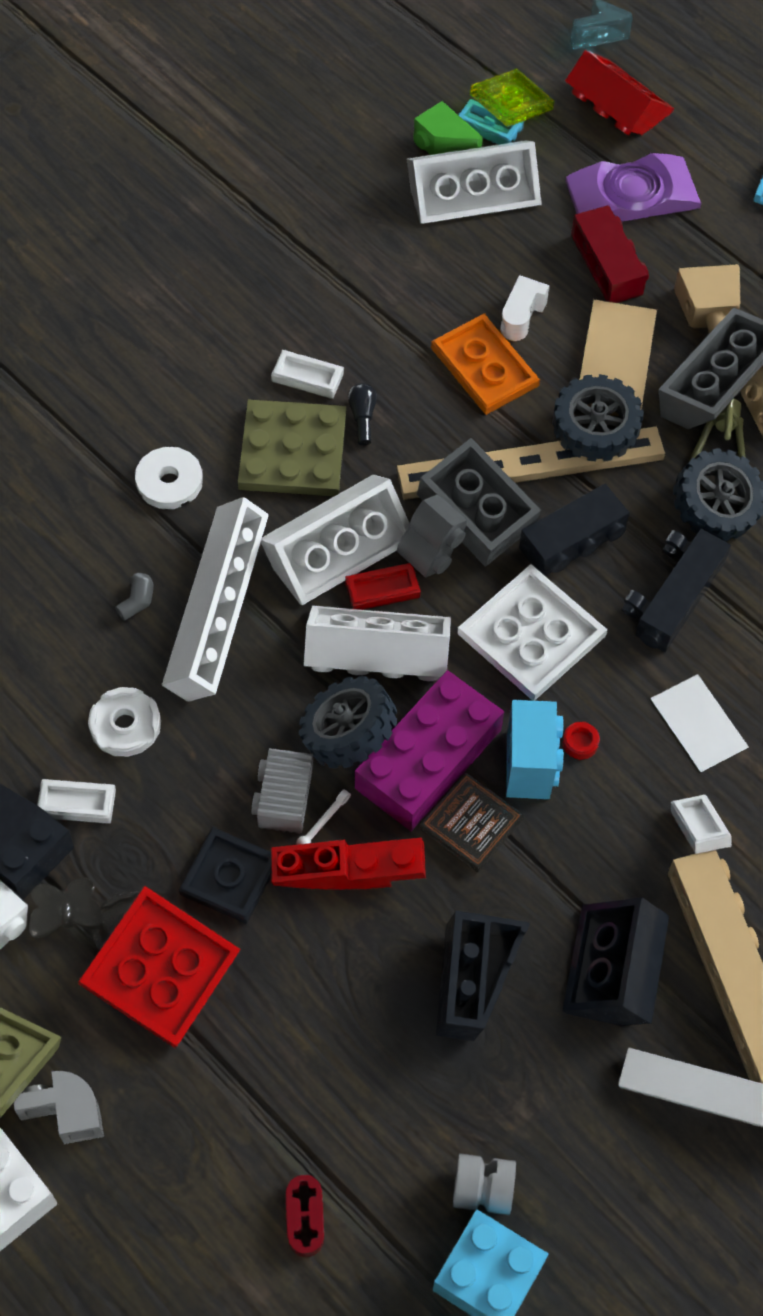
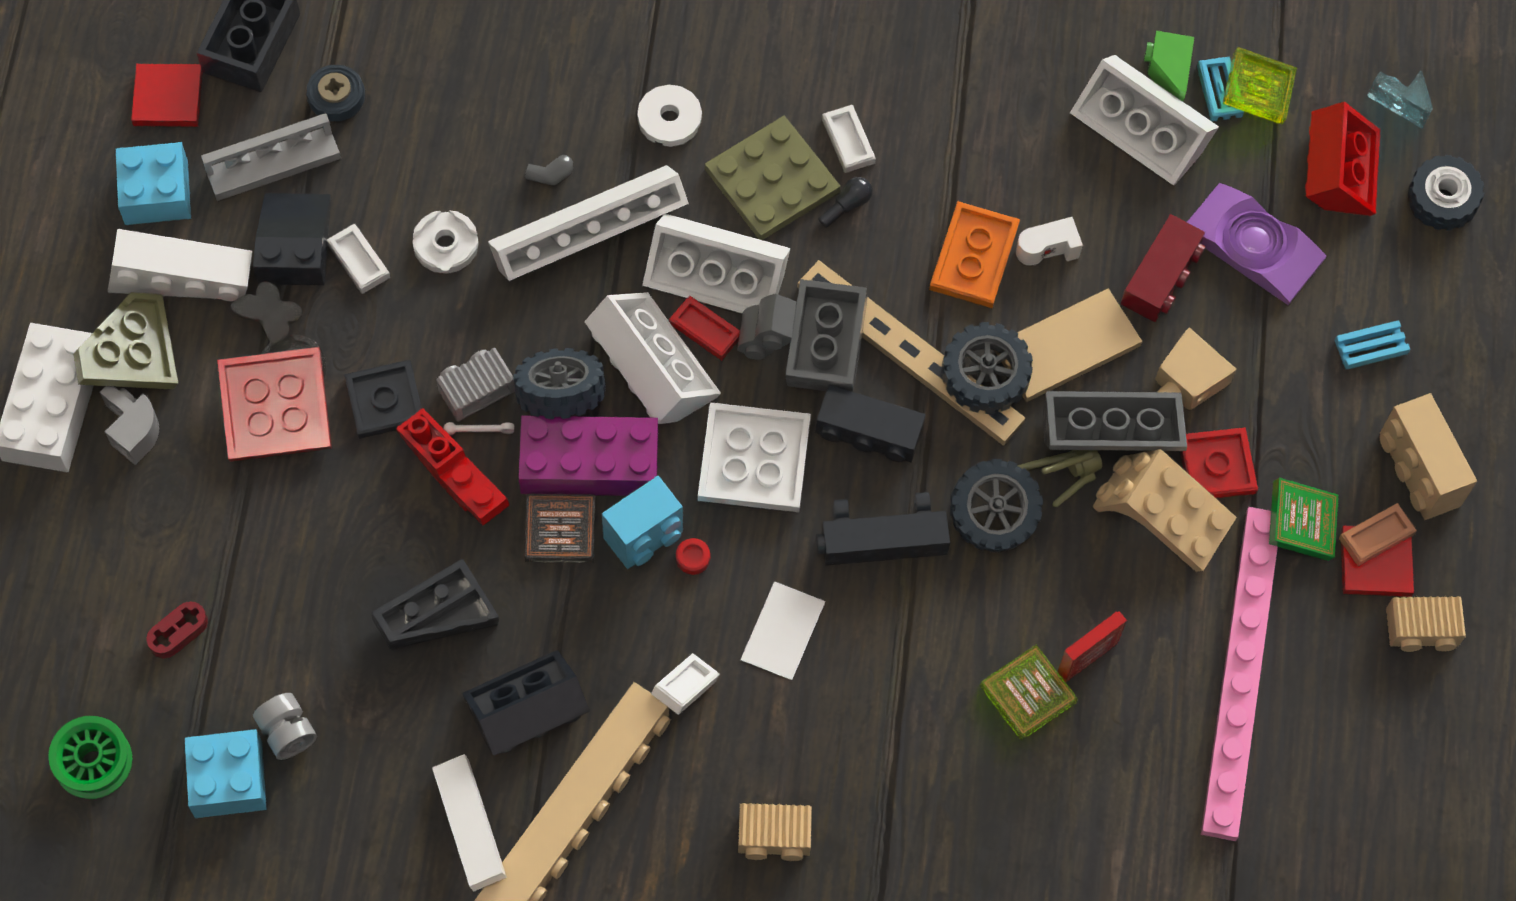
camera: 50 degrees right, 5 degrees up
(697, 56) = (1451, 175): none -> black wheel

